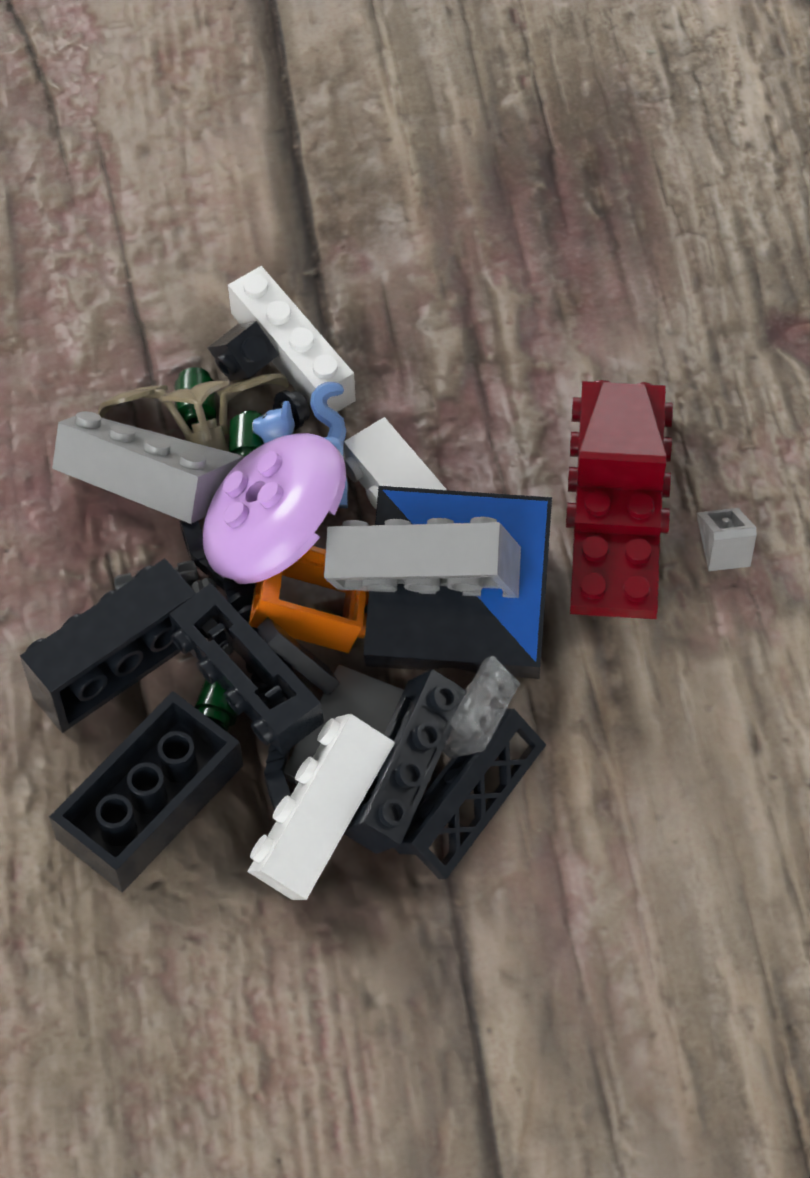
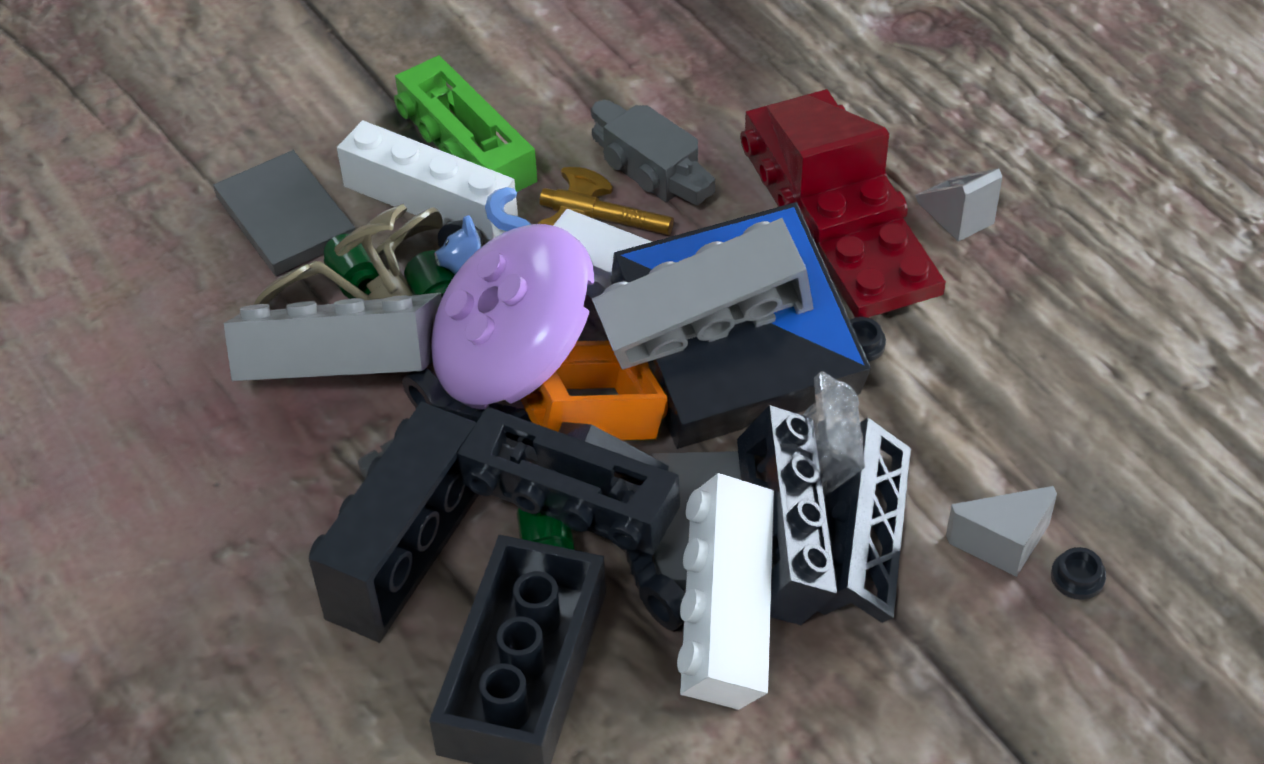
camera: 25 degrees left, 10 degrees down
(169, 321) = (283, 211): none -> dark grey tile
(243, 351) = (380, 193): black brick -> none
(333, 251) = (427, 102): none -> bright green brick
(409, 409) = (582, 198): none -> pearl gold piece
(492, 383) = (651, 151): none -> dark grey hinge
(564, 633) = (870, 337): none -> black plate
(574, 845) = (1002, 527): none -> light grey slope
(609, 907) = (1078, 573): none -> black plate

